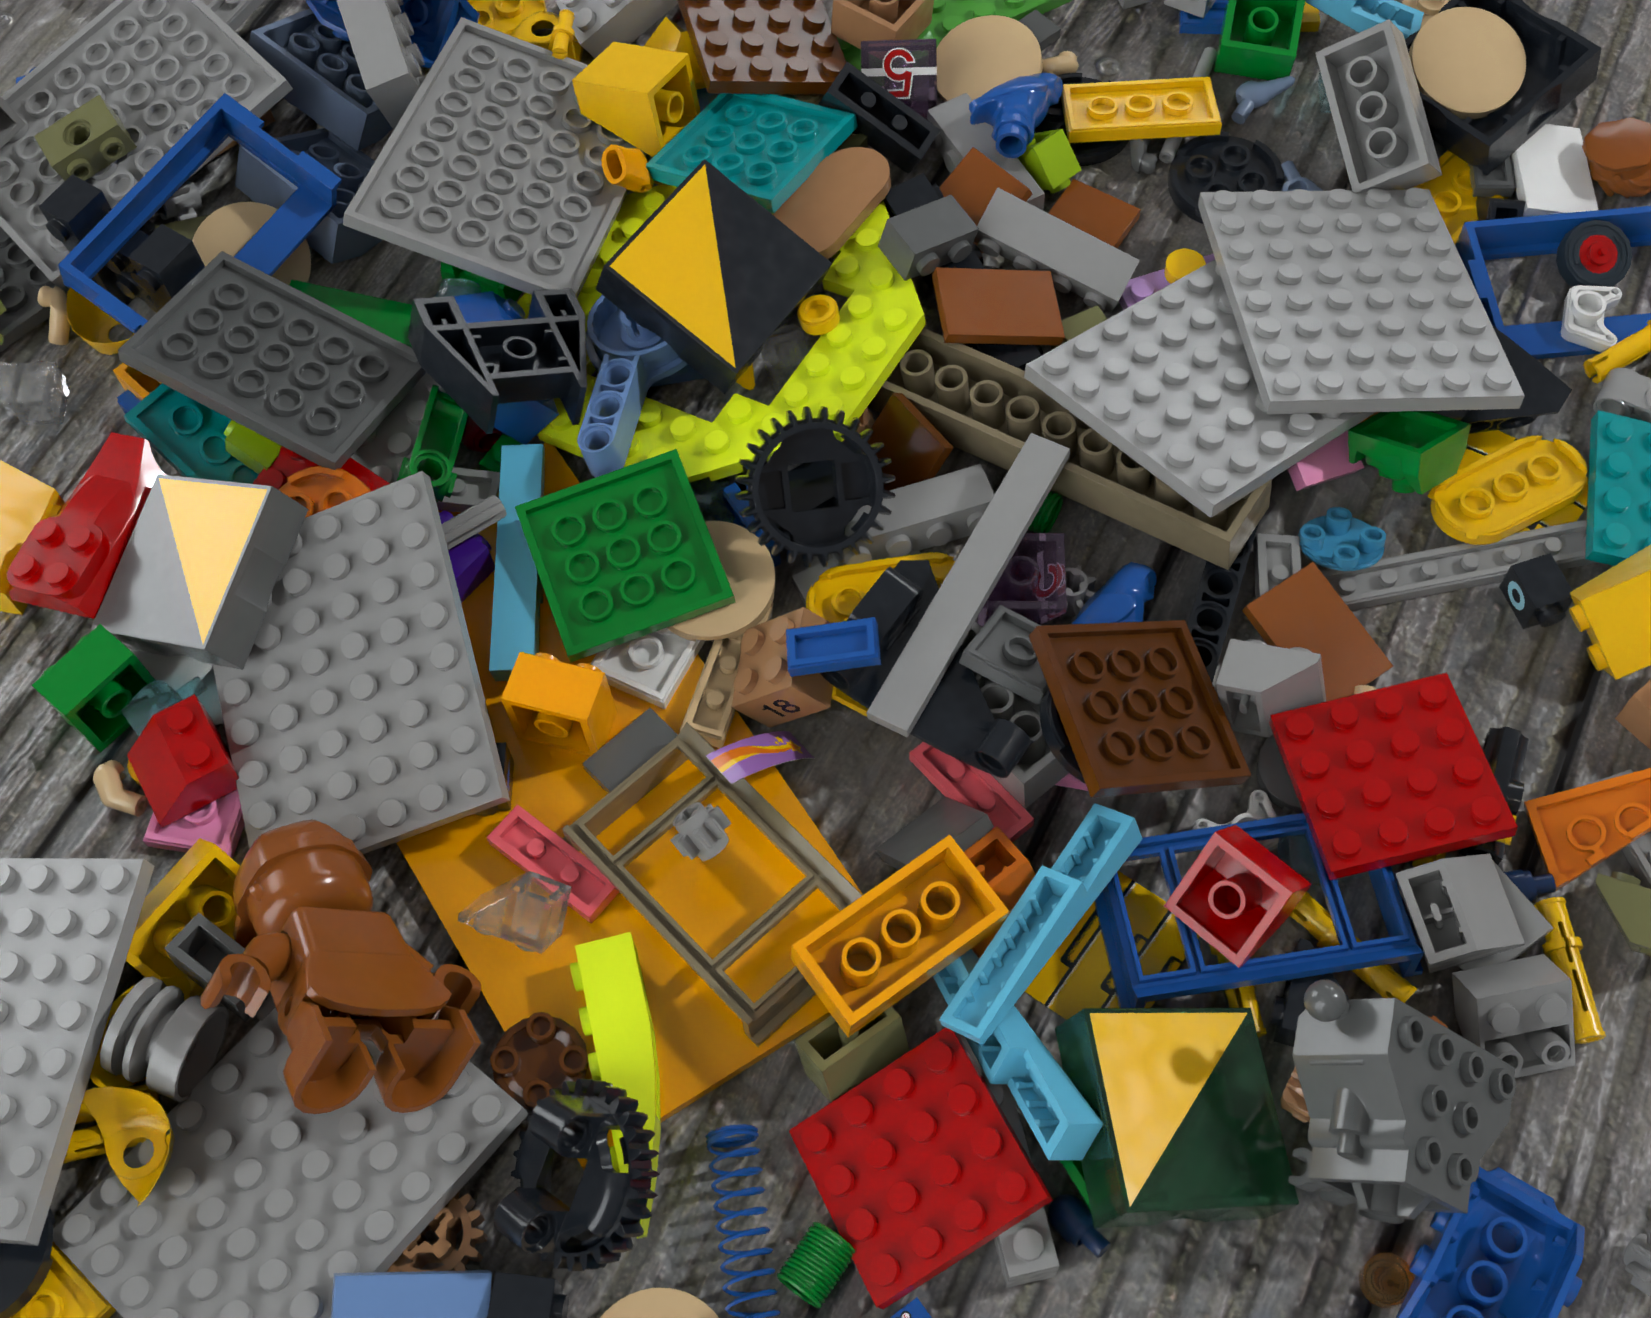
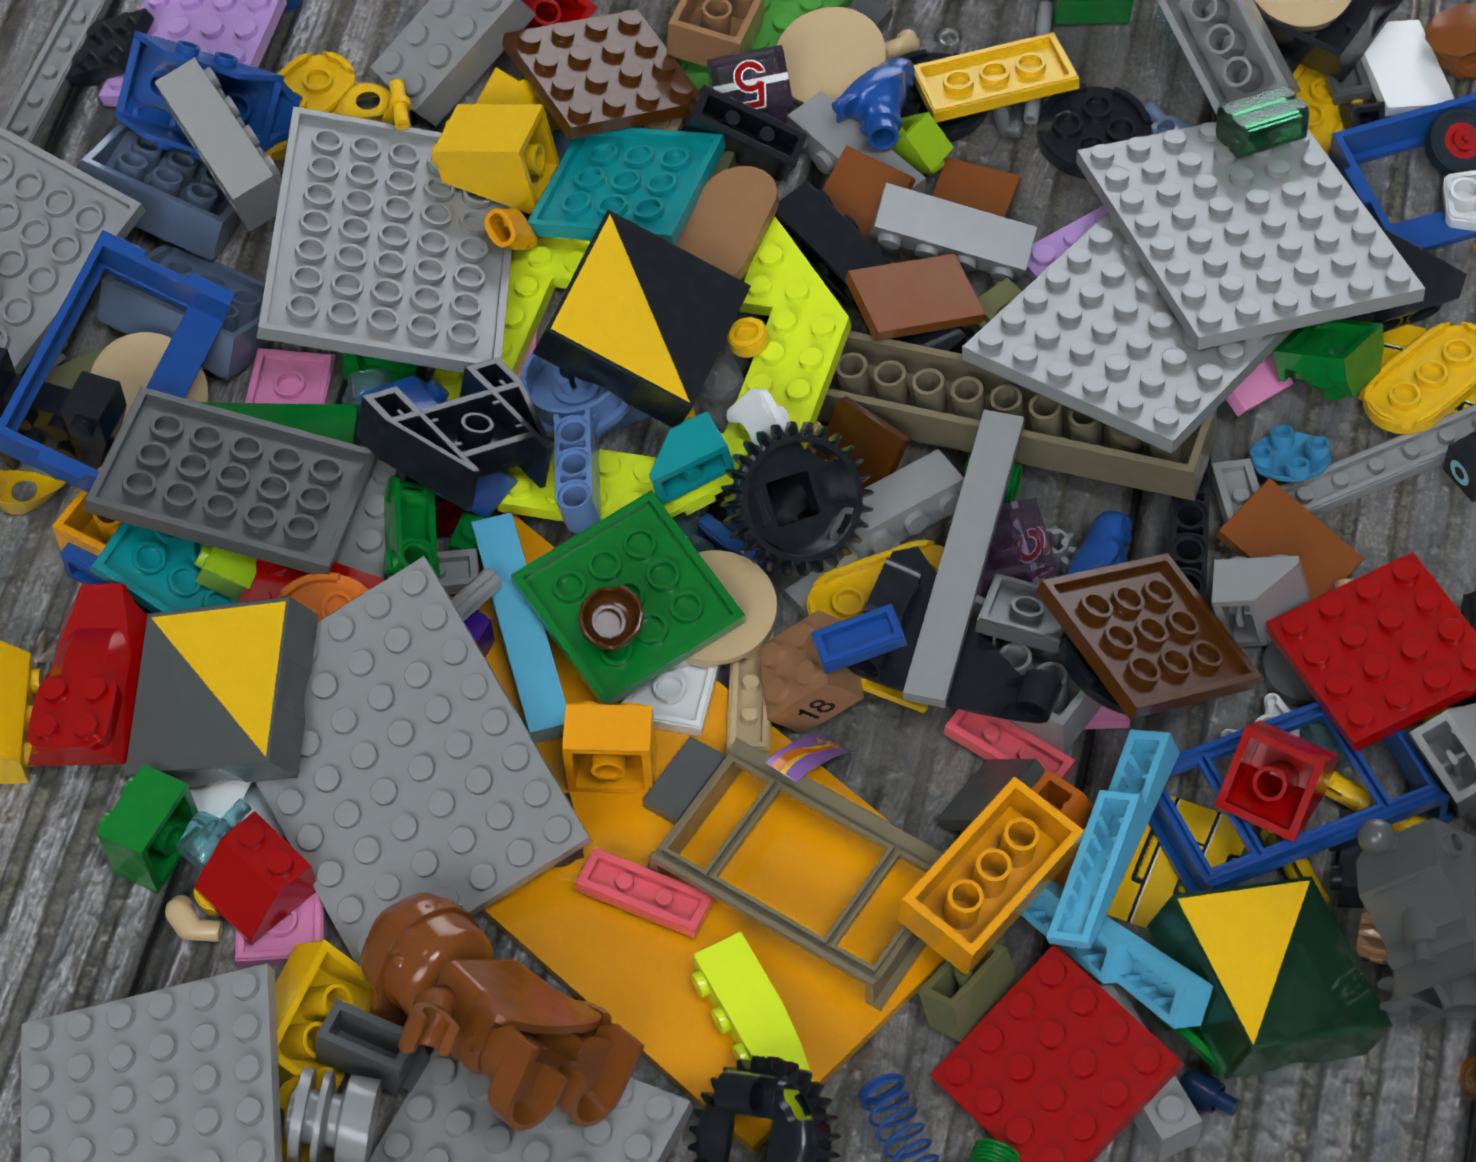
camera: 15 degrees left, 5 degrees down
(393, 273) = (291, 377): none -> bright pink tile
(522, 911) = (630, 937): clear slope -> none
(537, 1057) = (686, 1060): reddish brown dish -> none
(593, 572) = (611, 618): none -> reddish brown hair
(701, 831) = (783, 827): light grey gear -> none
(719, 424) = (690, 458): none -> teal slope
(801, 389) = (757, 413): none -> white piece
(928, 237) = (833, 243): dark grey piece -> none
(1181, 263) = (1076, 223): yellow tile -> none
(1256, 94) = (1102, 40): sand blue animal -> none
(1394, 196) = (1262, 121): none -> clear green brick

